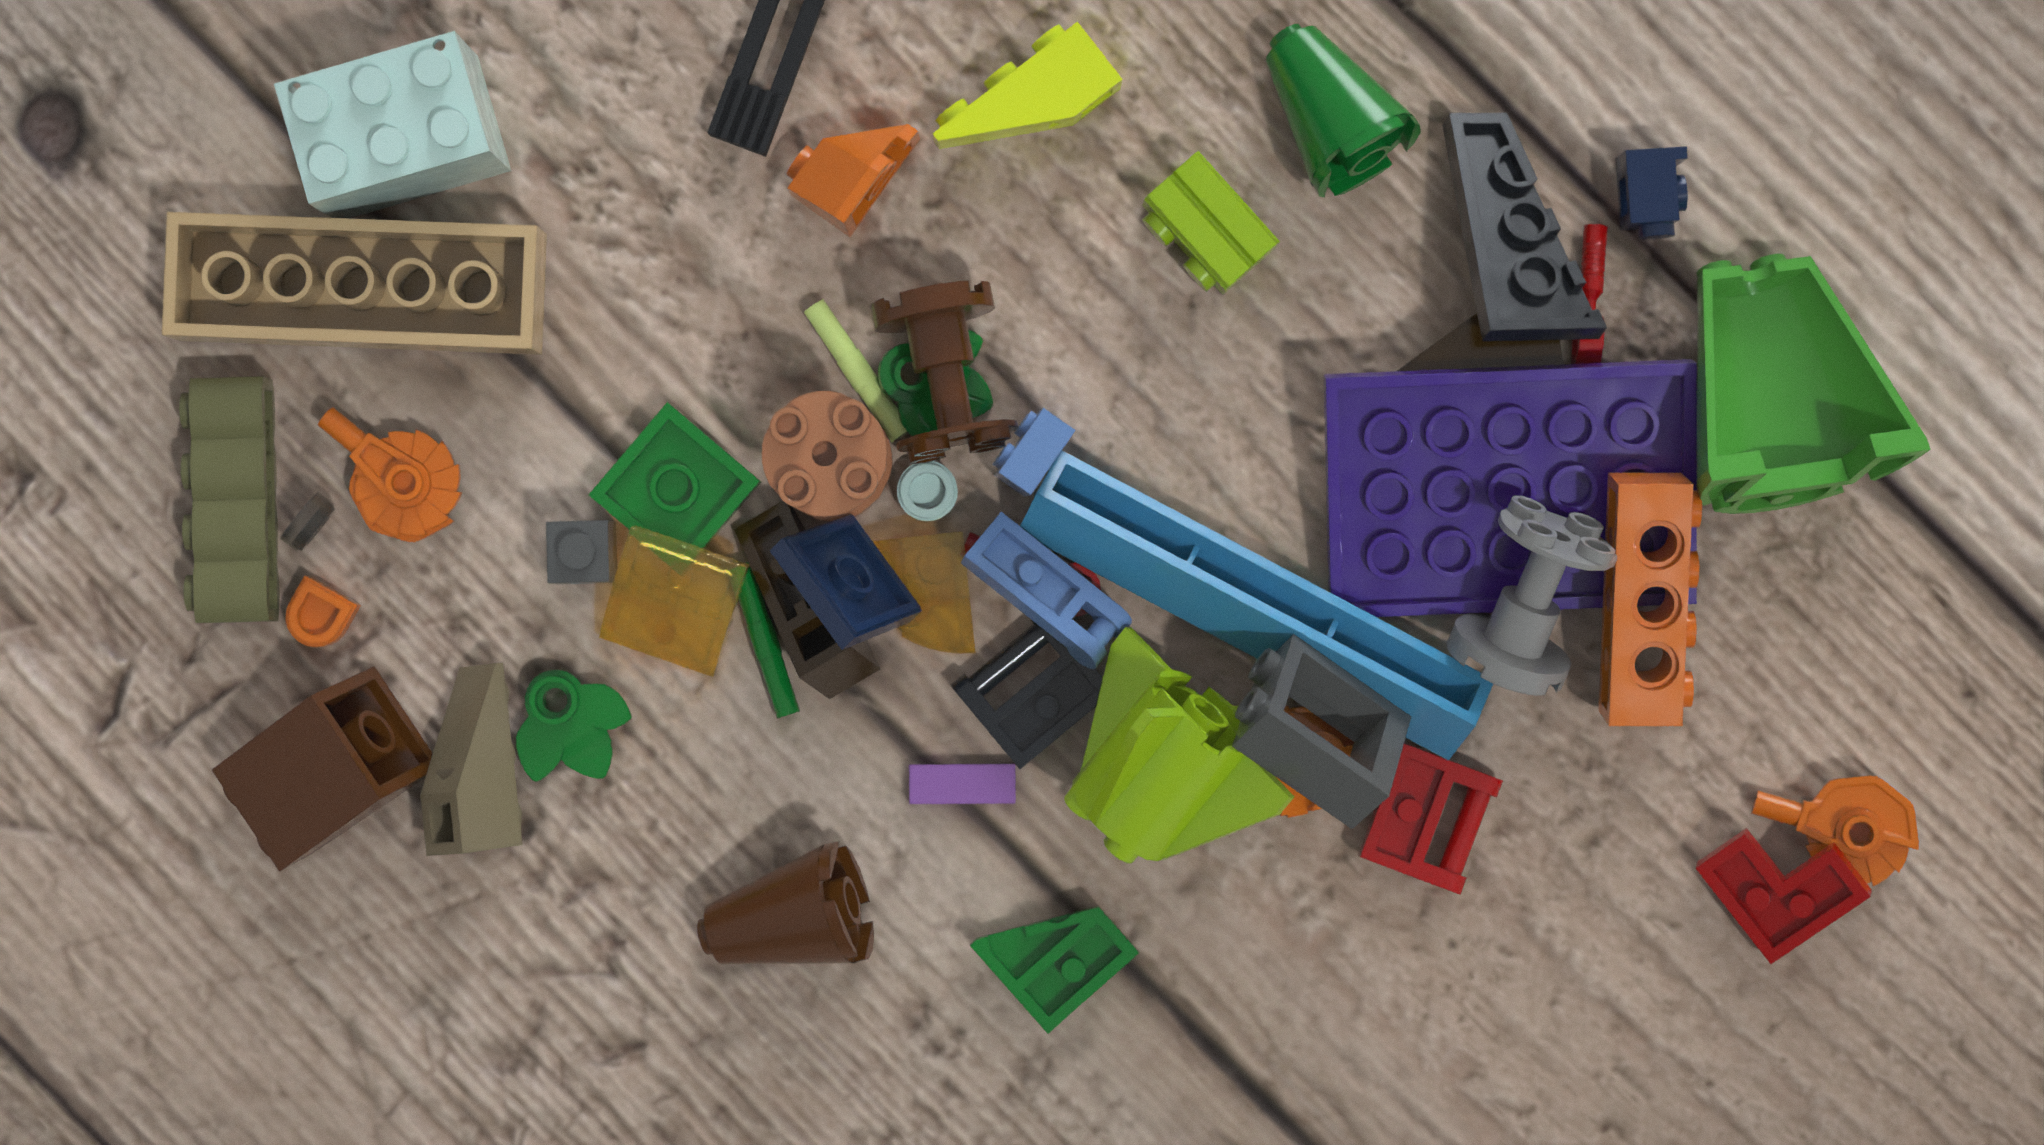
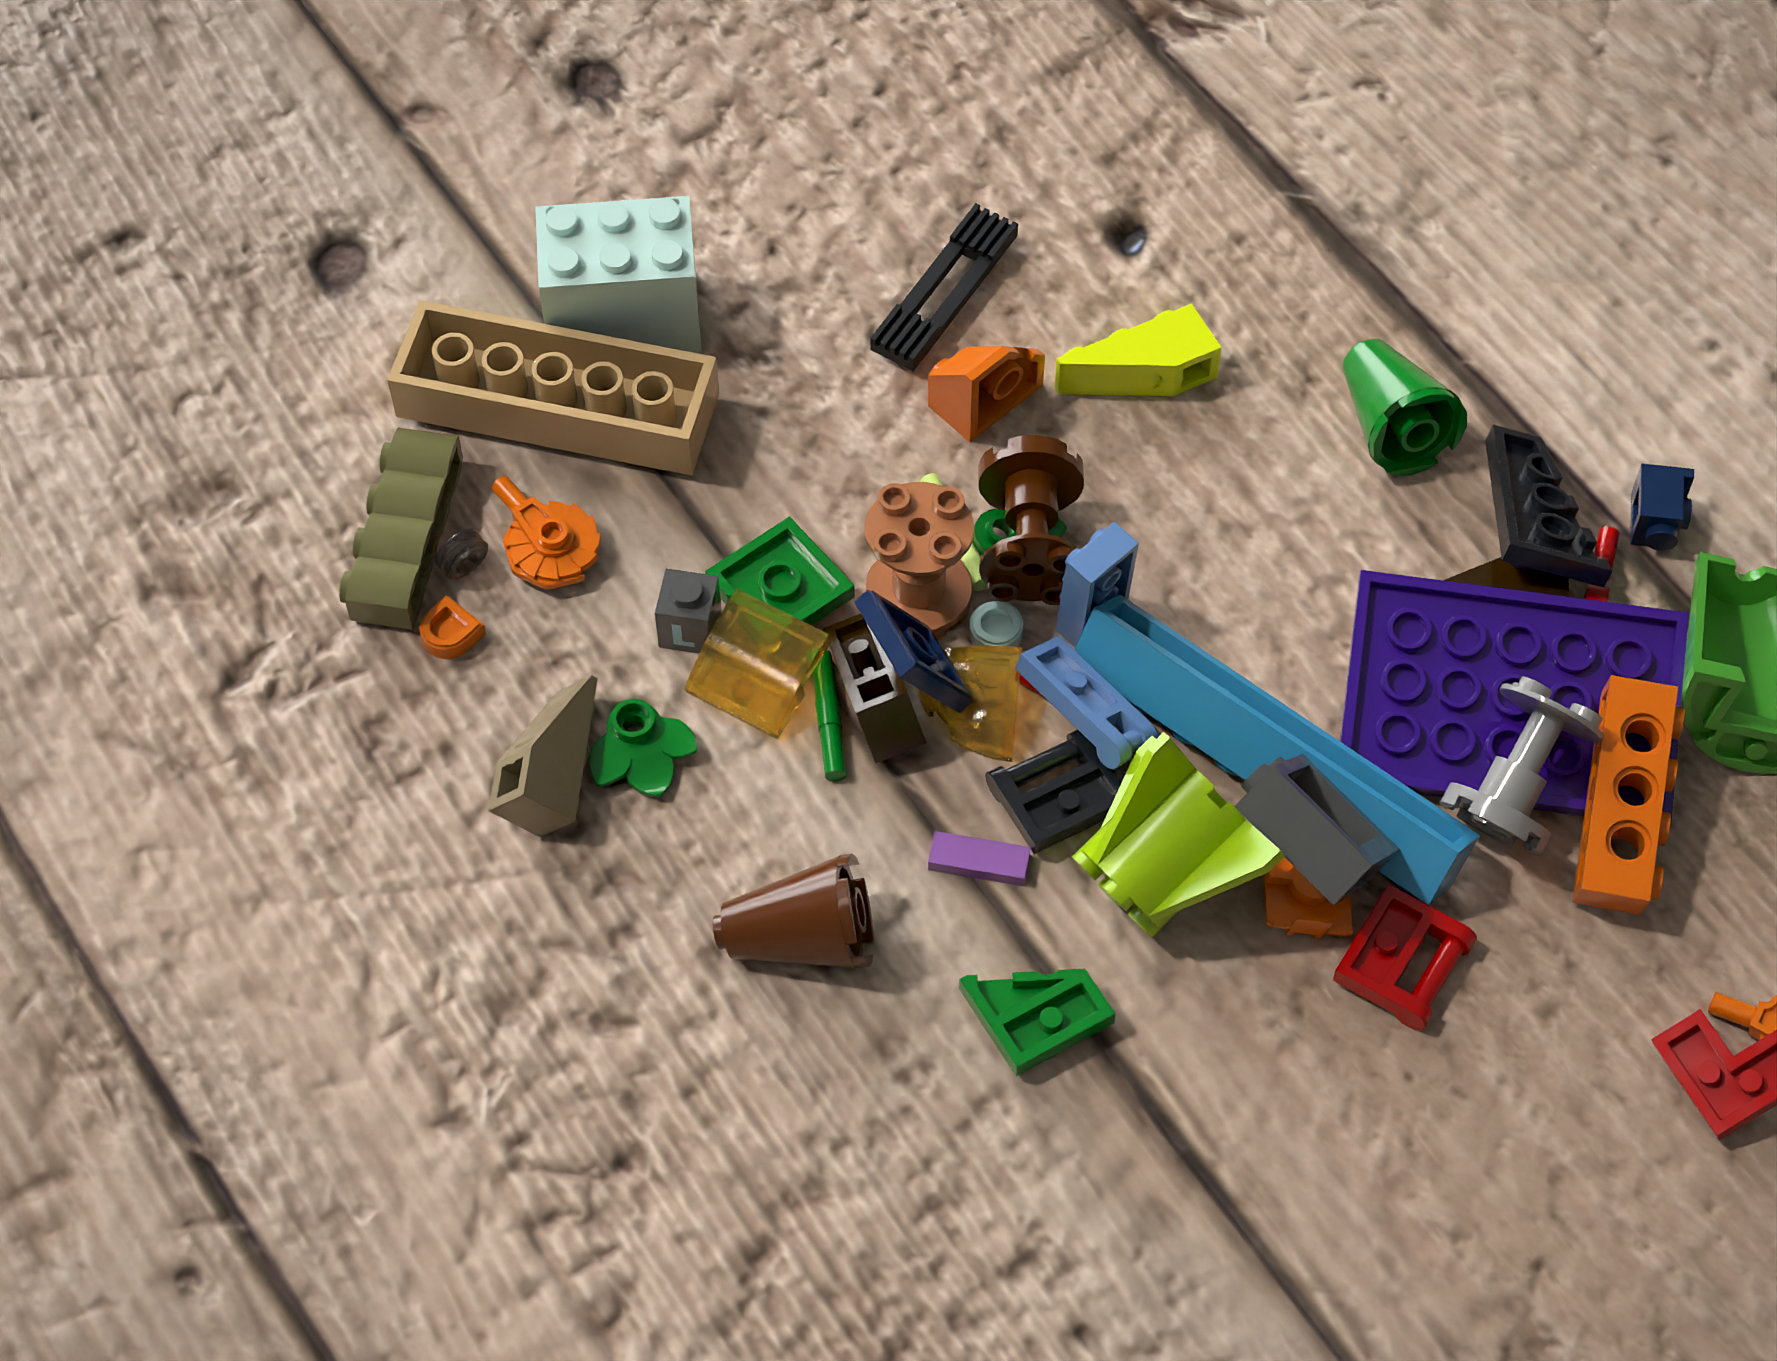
camera: 10 degrees right, 30 degrees down
(324, 767) = (415, 732): reddish brown slope -> none
(1207, 224) = (1276, 470): lime brick -> none

